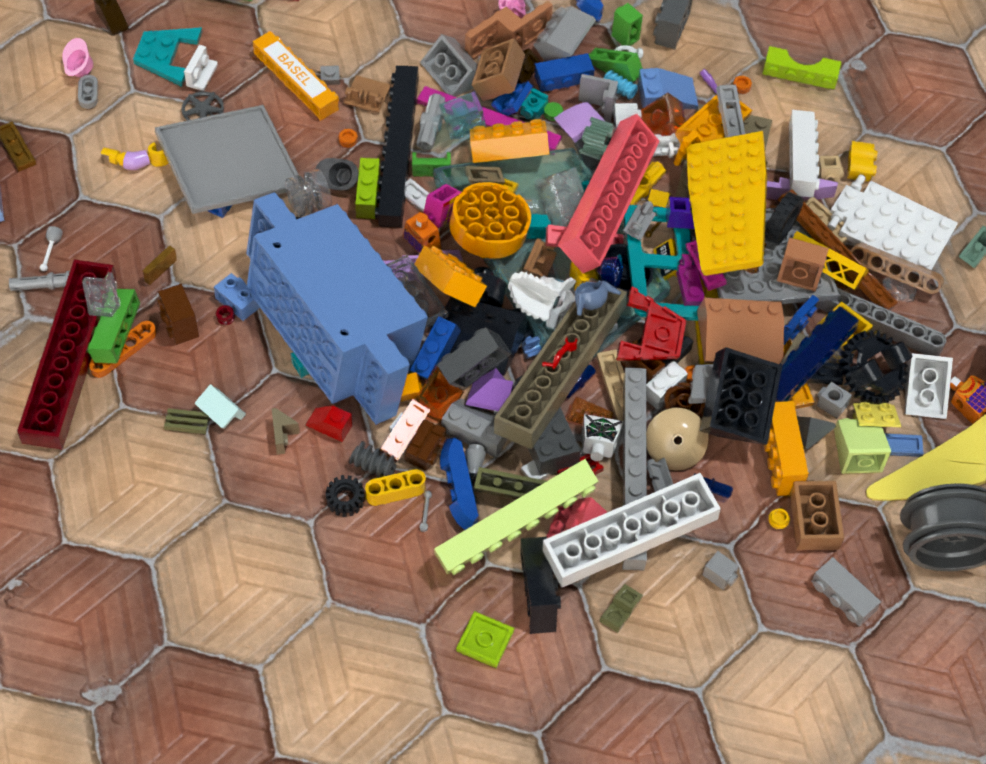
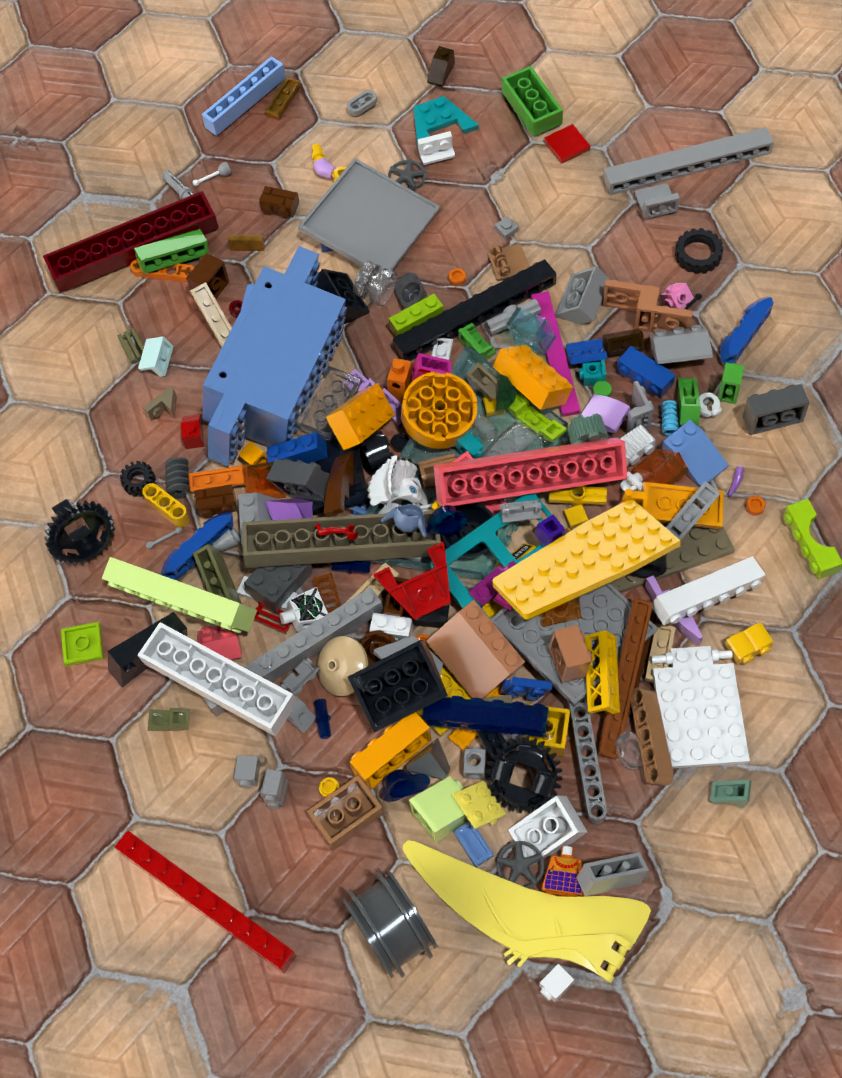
camera: 65 degrees right, 5 degrees up
(76, 58) = (380, 78): bright pink piece -> none
(101, 295) = (177, 223): clear bracket -> none
(137, 214) = (279, 201): none -> reddish brown brick
(230, 330) = (212, 312): none -> tan tile
(296, 75) = (483, 207): light orange brick -> none
(377, 578) = (82, 538): none -> black piece
(498, 70) = (596, 325): medium nougat brick -> none
(508, 169) = (505, 393): none -> clear green plate
(510, 328) = (338, 484): none -> reddish brown slope
(525, 173) = (530, 417): none -> lime slope
(759, 554) = (274, 788): none -> light grey brick
(783, 218) = (605, 611): black tyre -> none
(817, 458) = (403, 784): none -> clear blue piece
(822, 672) = (206, 902): none -> red brick
(830, 168) = (712, 623): tan brick -> none
(845, 592) = (291, 877): light grey brick -> none
(943, 421) = (521, 864): none -> dark grey wheel

